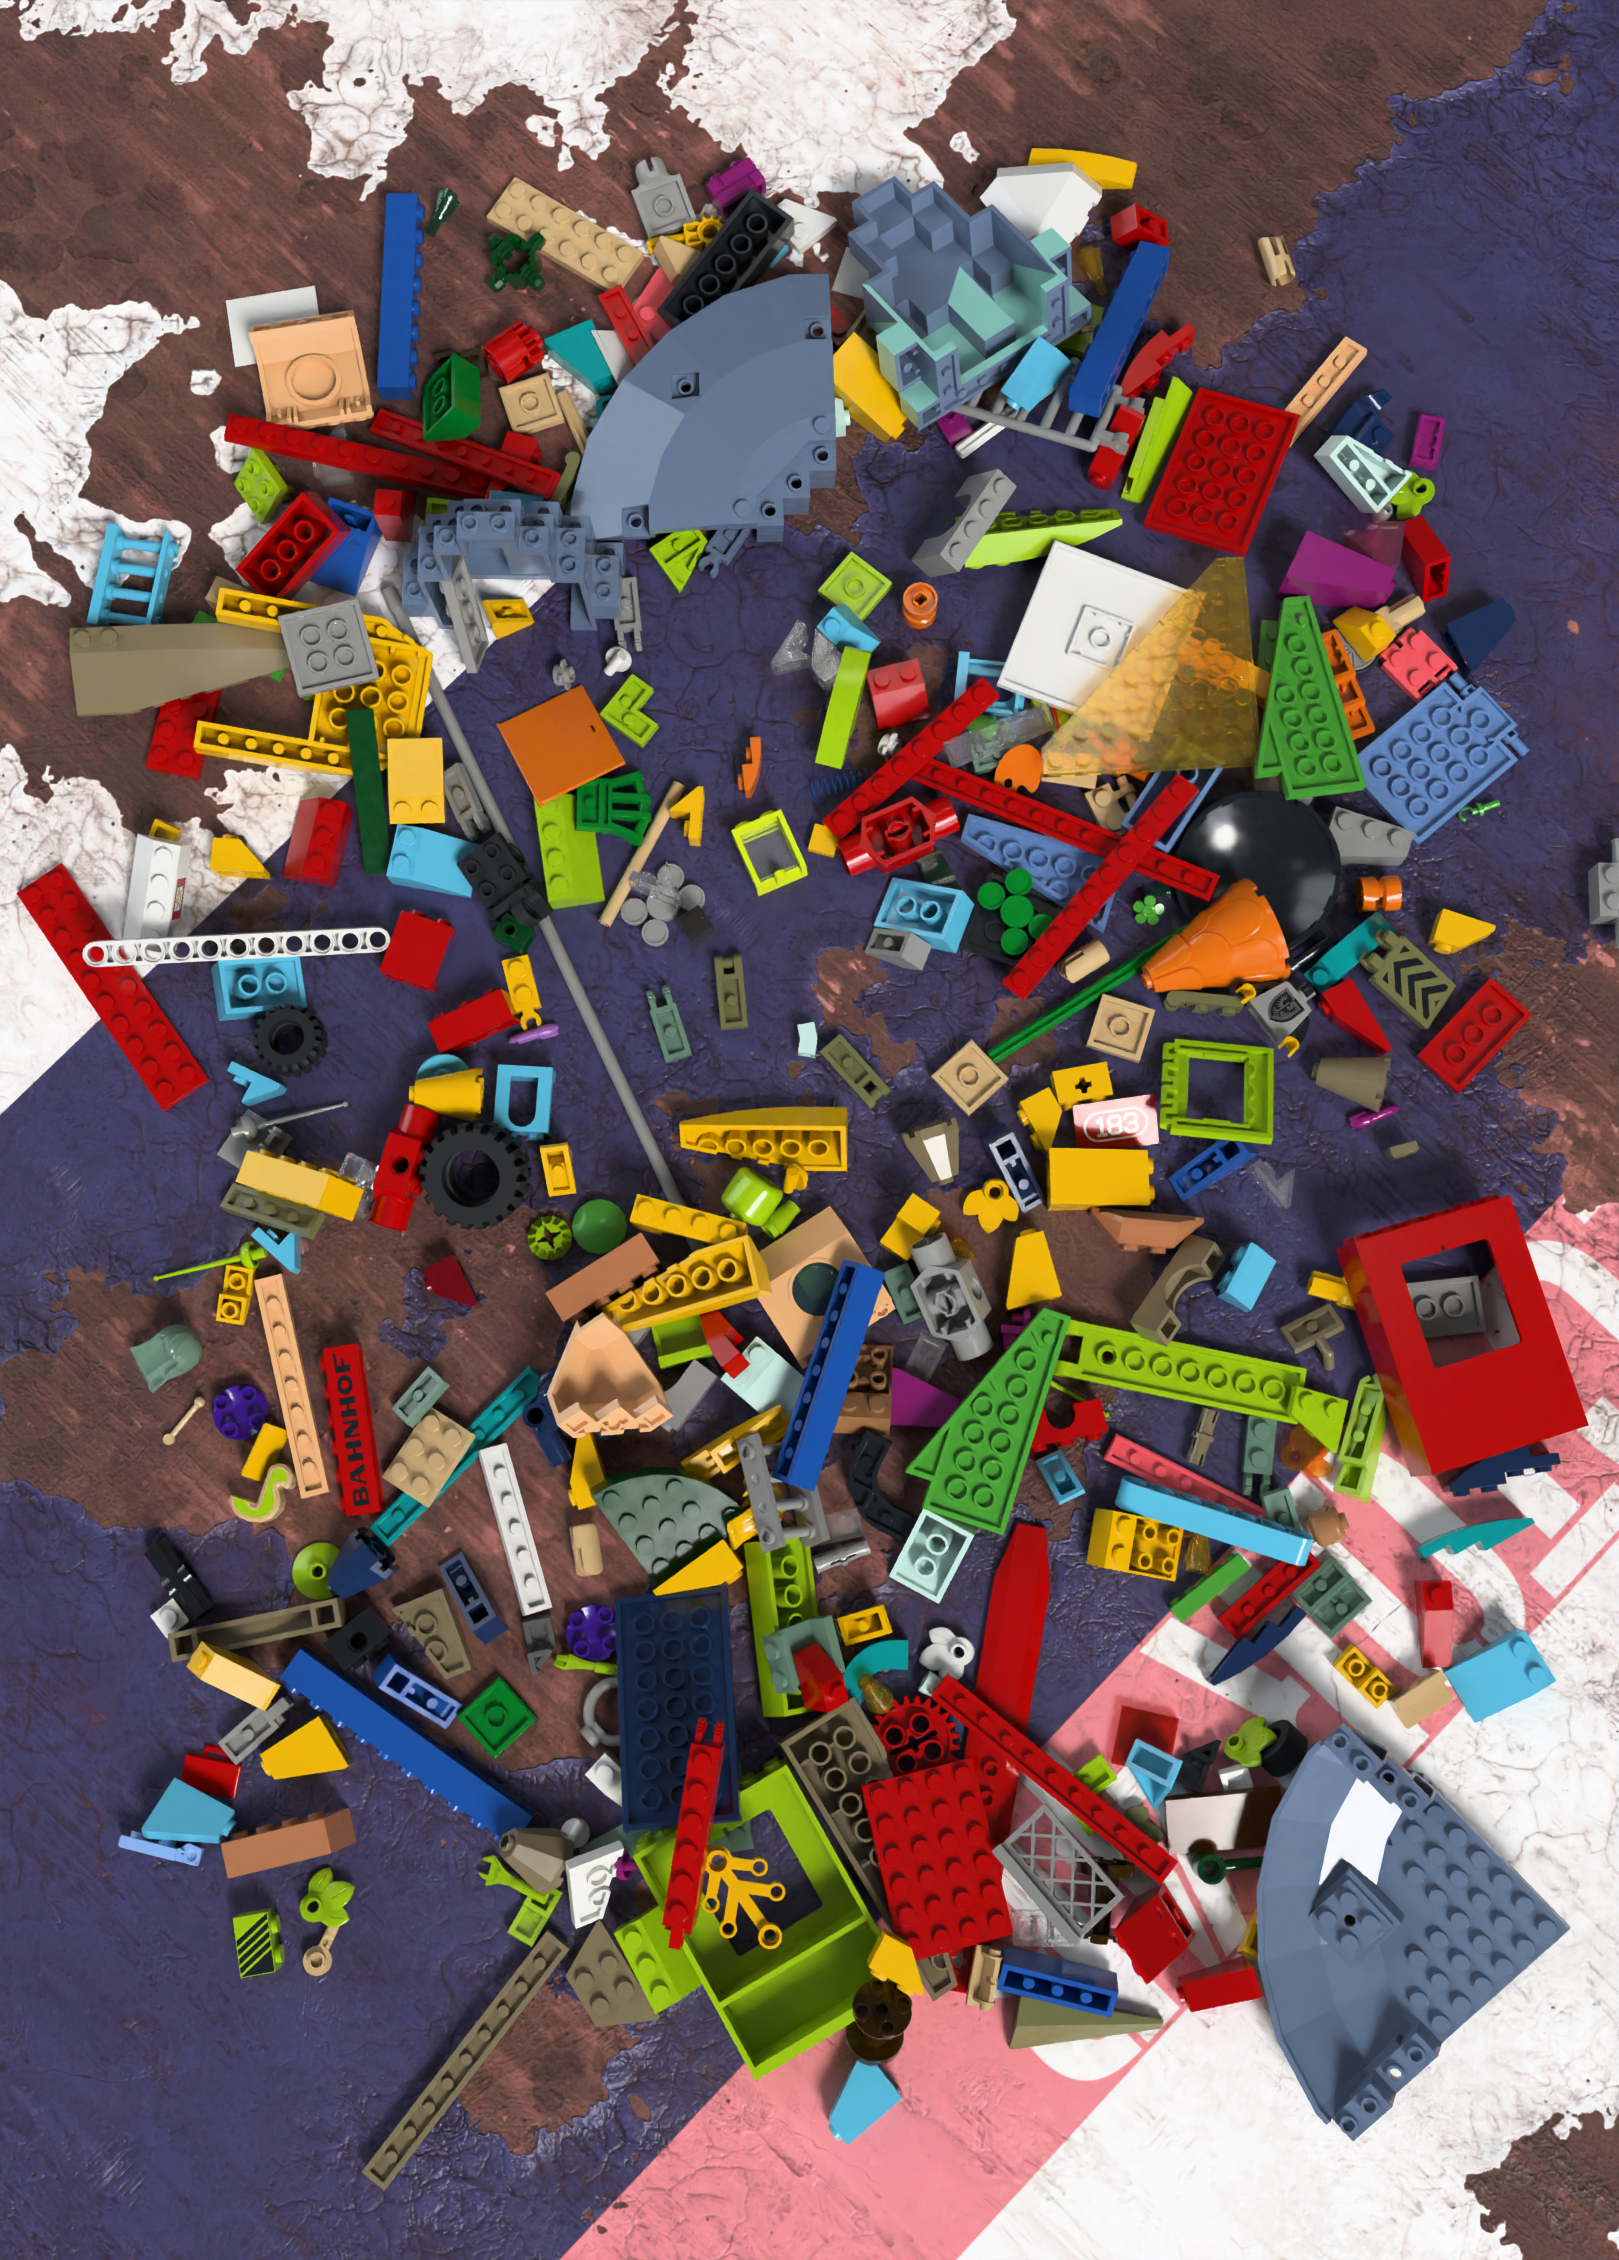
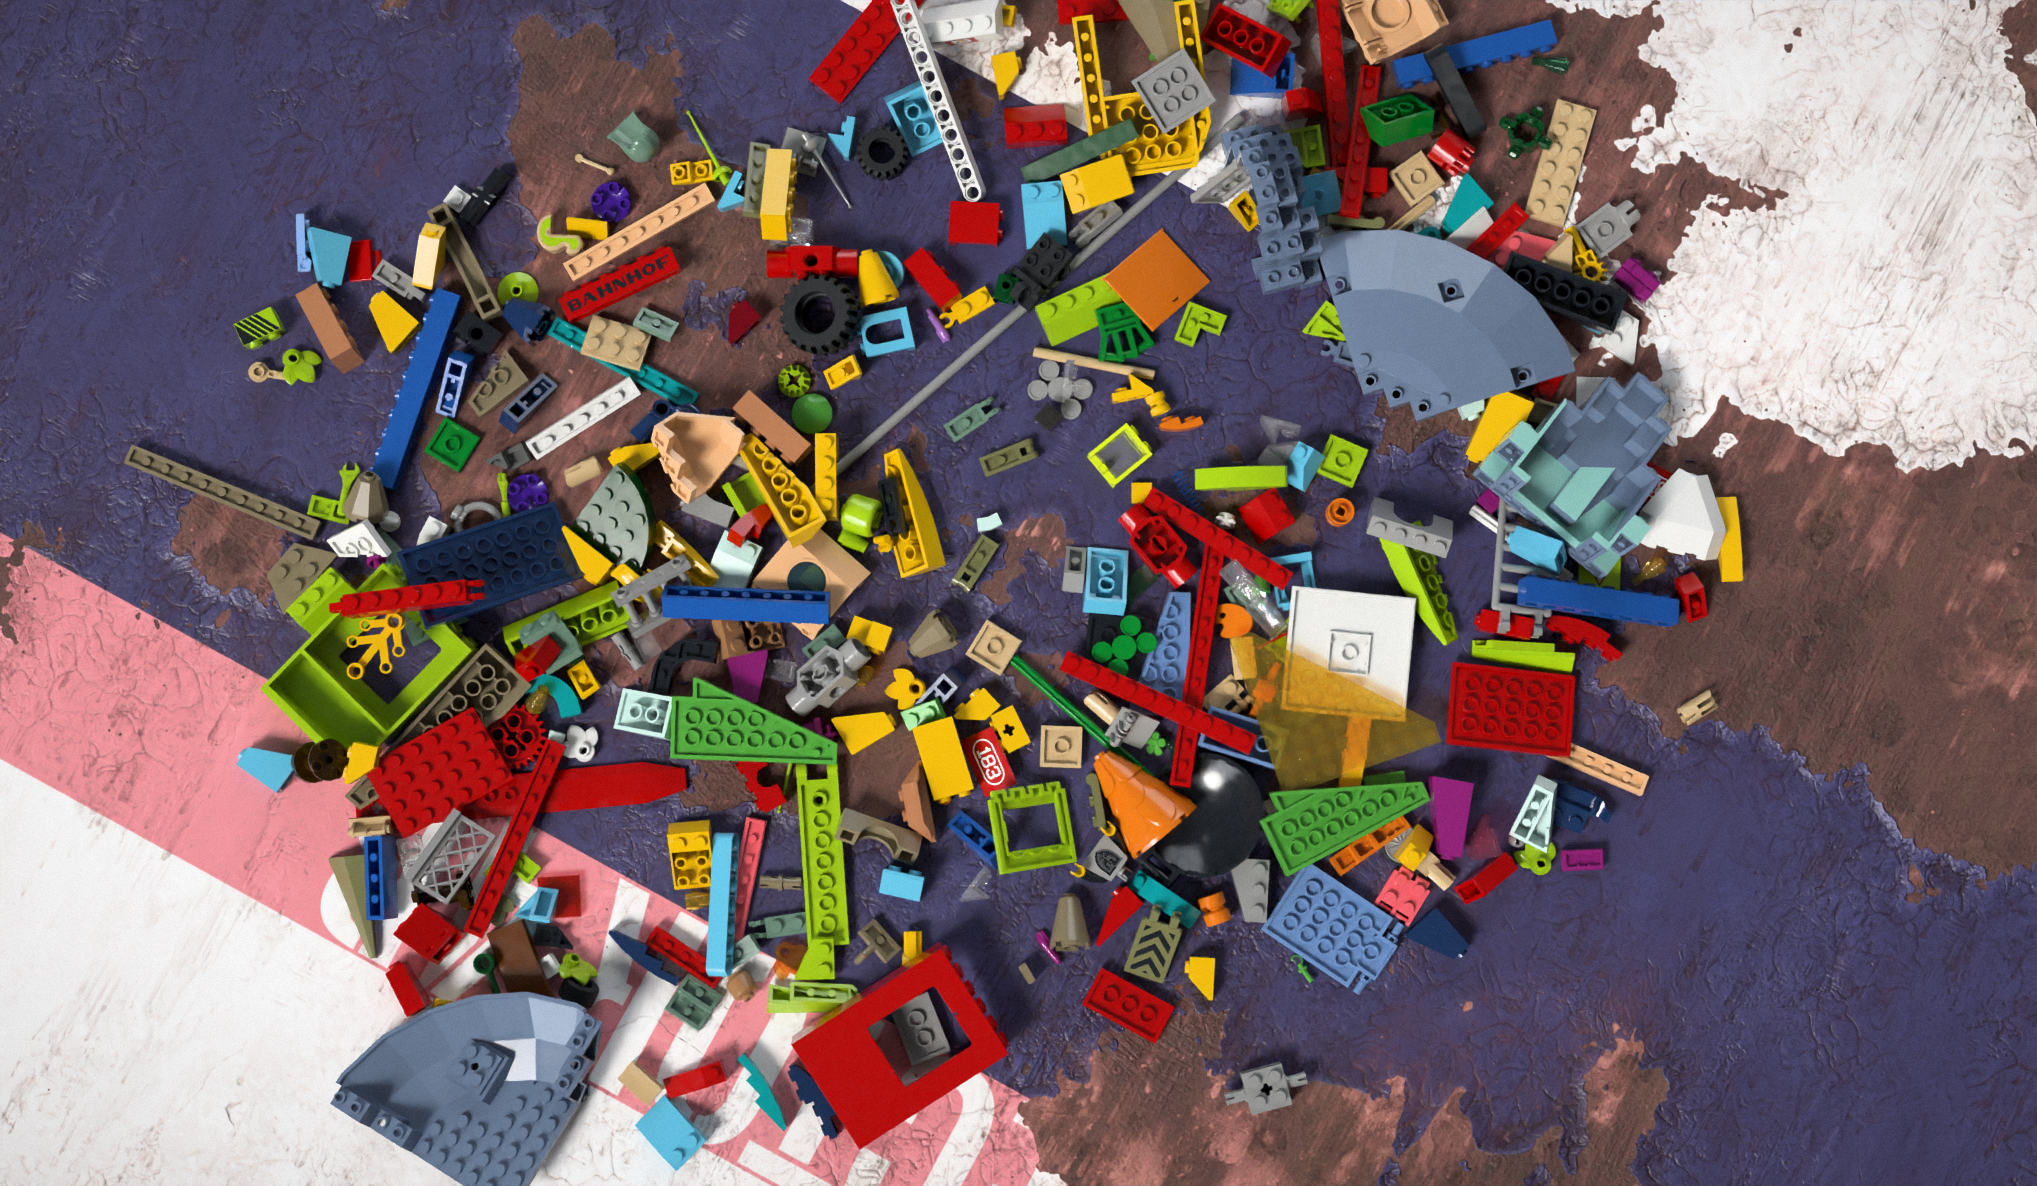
camera: 70 degrees right, 5 degrees up
(438, 325) = (1455, 91): none -> black beam
(563, 674) = (1212, 266): light grey plate -> none
(617, 660) = (1235, 301): white plate -> none
(630, 614) = (1272, 301): light grey hinge -> none
(717, 788) = (1157, 403): none -> yellow wheel
(752, 1152) = (892, 507): none -> black plate
(1032, 1189) = (923, 713): none -> plate
(1059, 1477) = (723, 788): medium azure slope -> none
(1122, 932) = (1131, 728): none -> light grey hinge
(1208, 1587) = (676, 914): bright green piece -> none
(1363, 1676) = (645, 1038): yellow slope -> none

